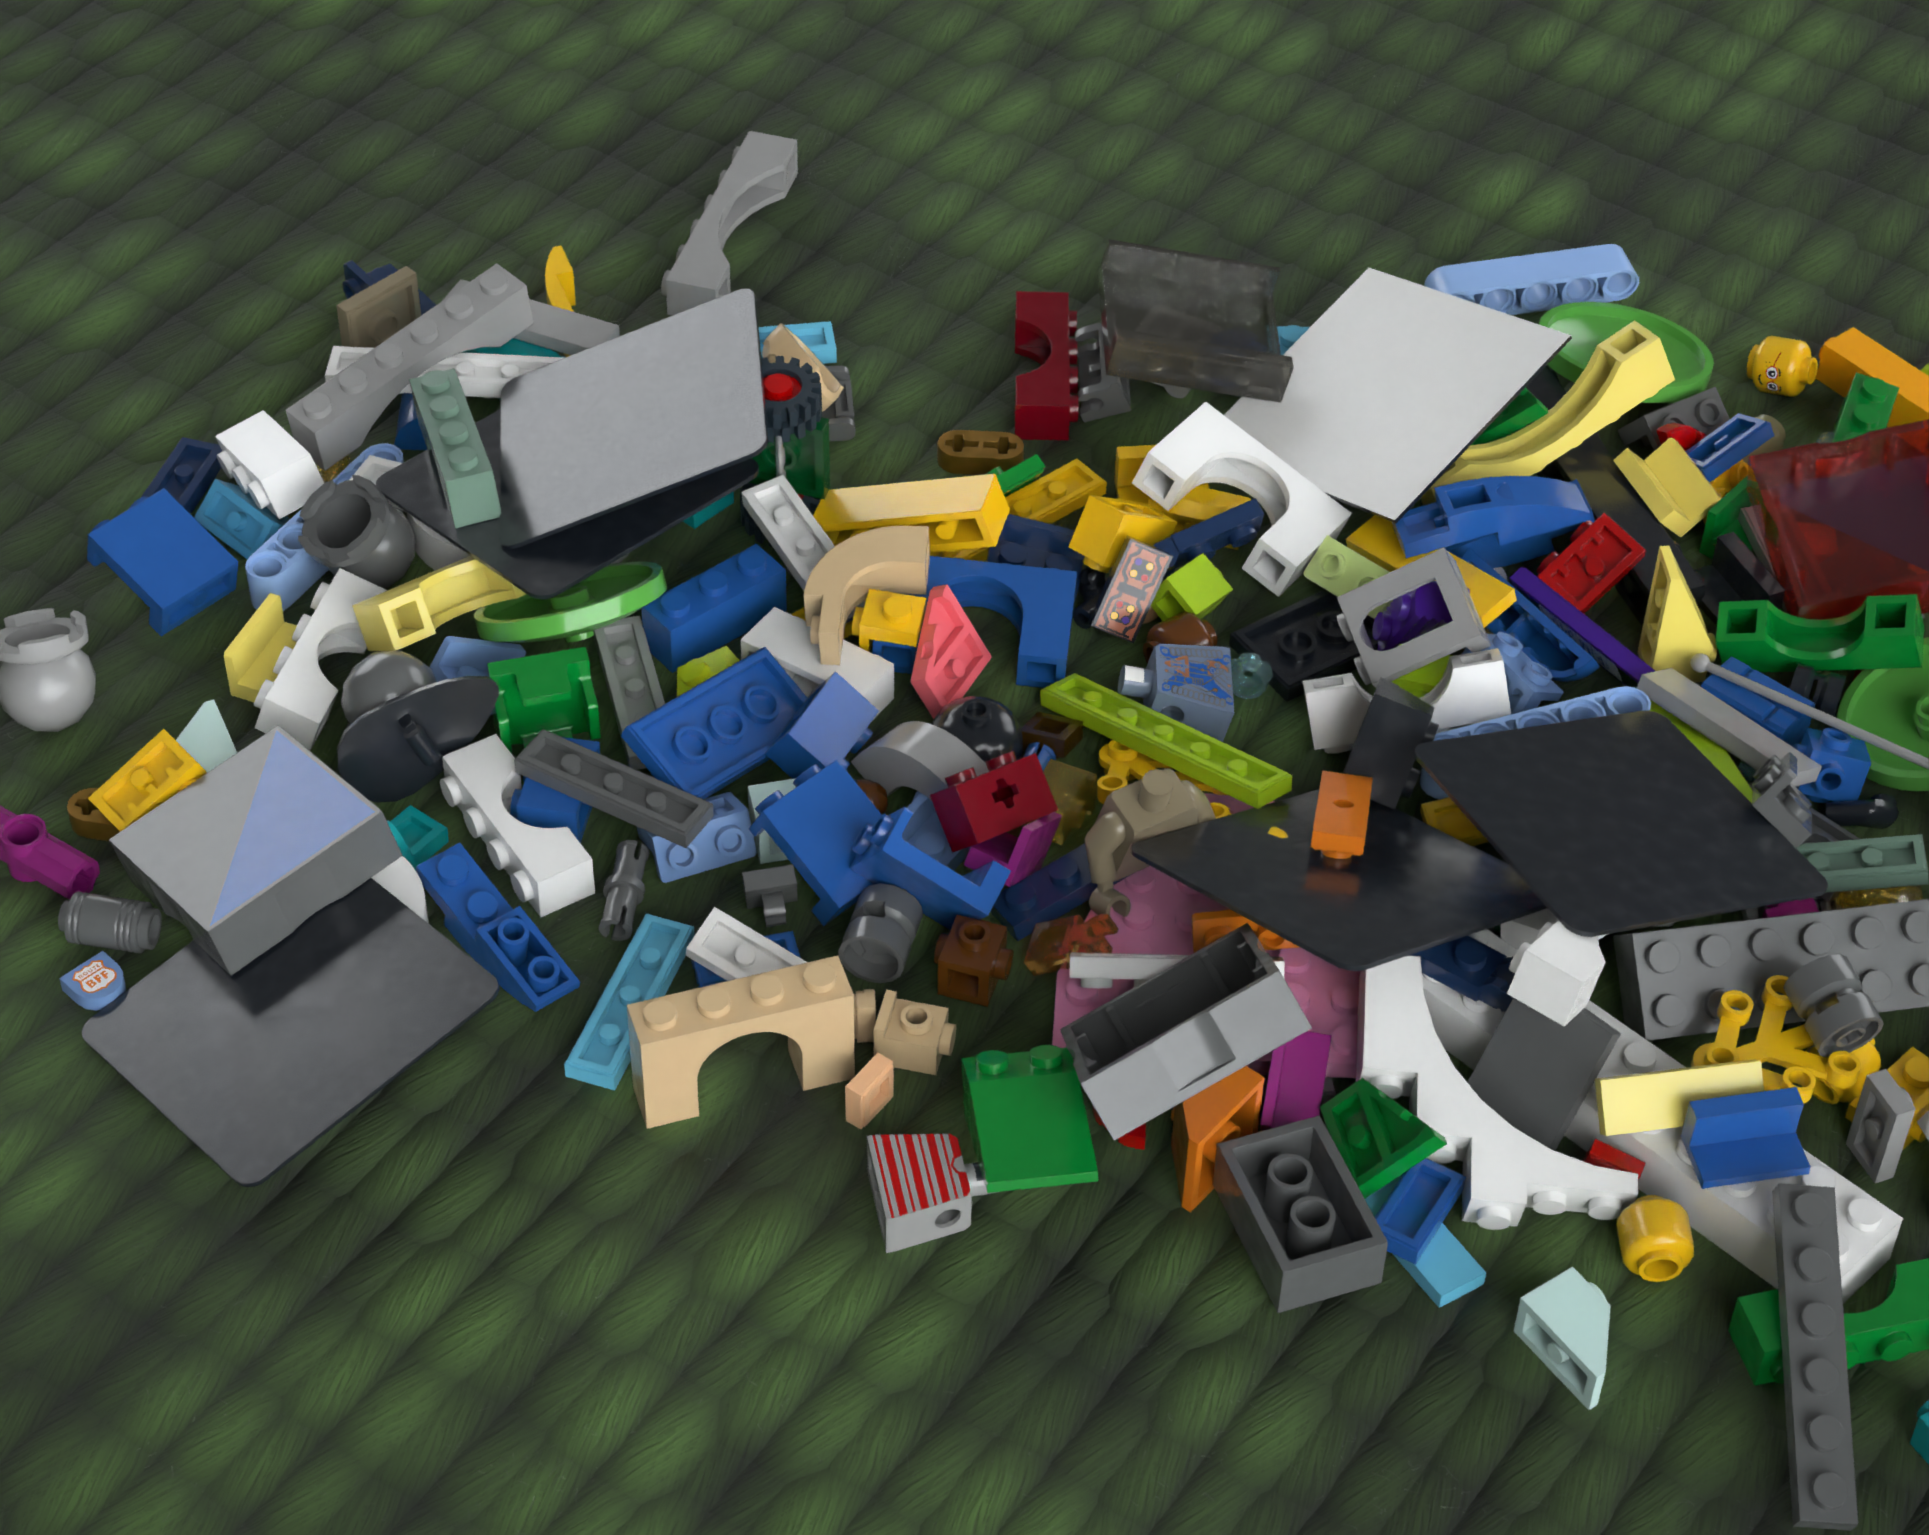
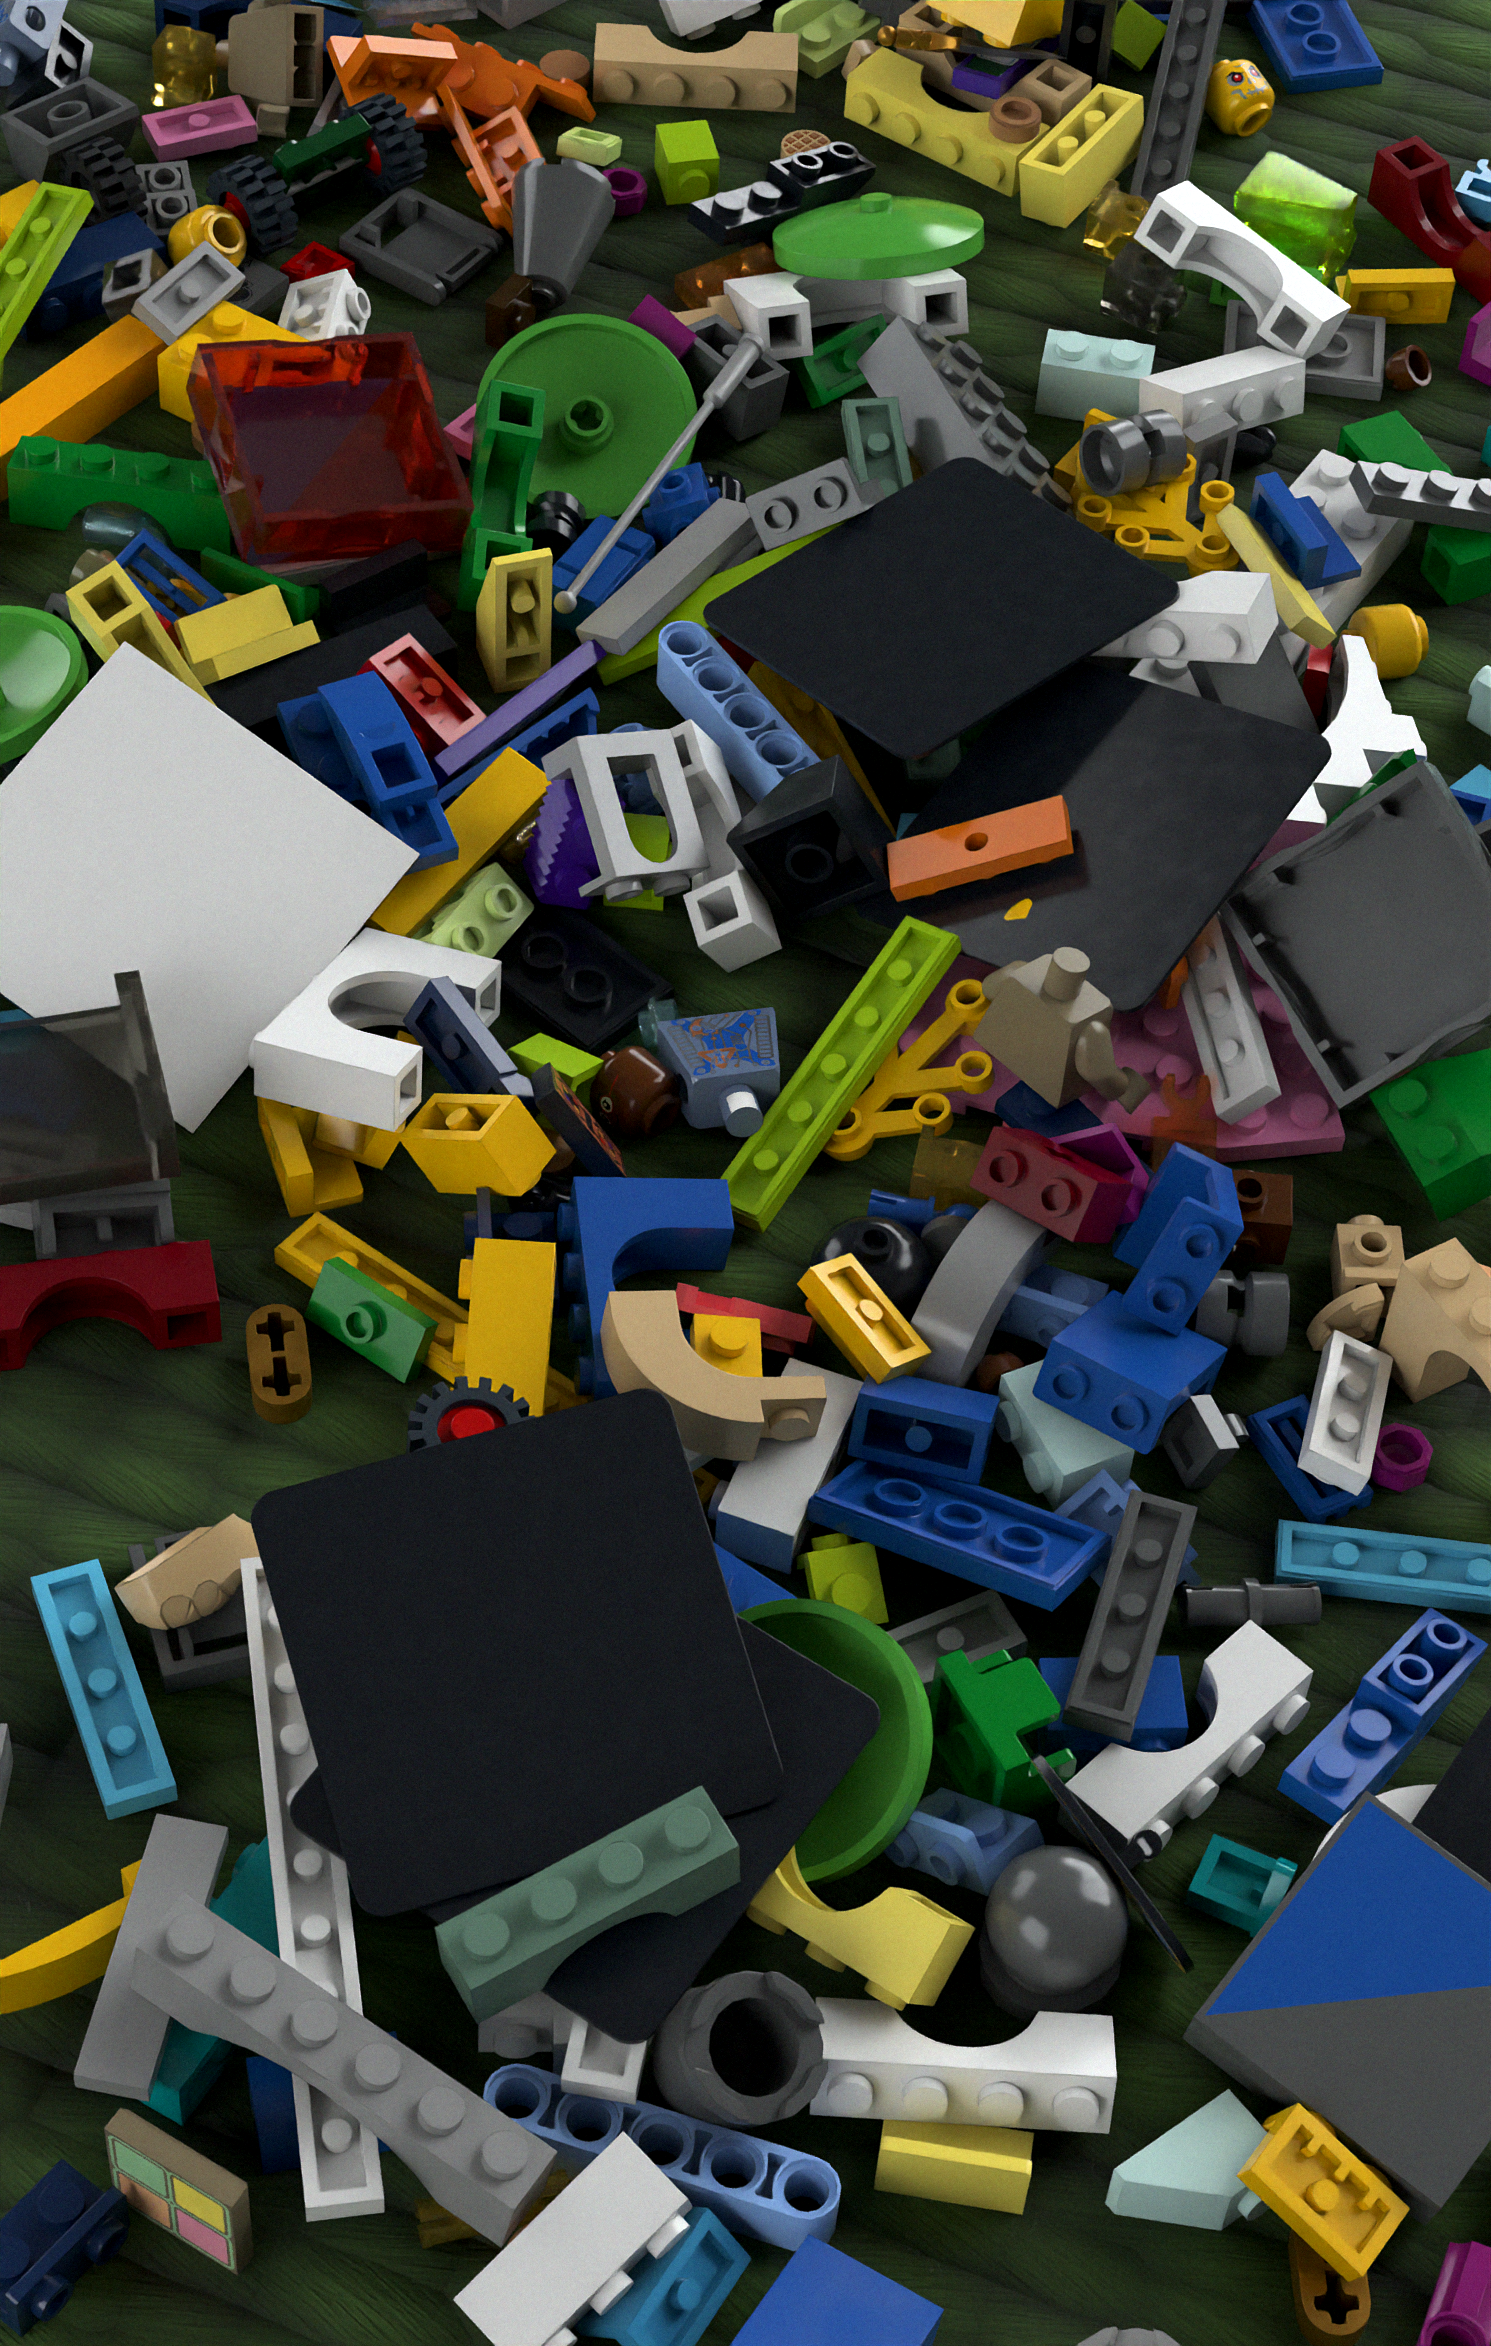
camera: 105 degrees left, 5 degrees up
(906, 693) = (862, 1320): none -> yellow panel
(1054, 731) = (831, 1198): dark brown plate -> none

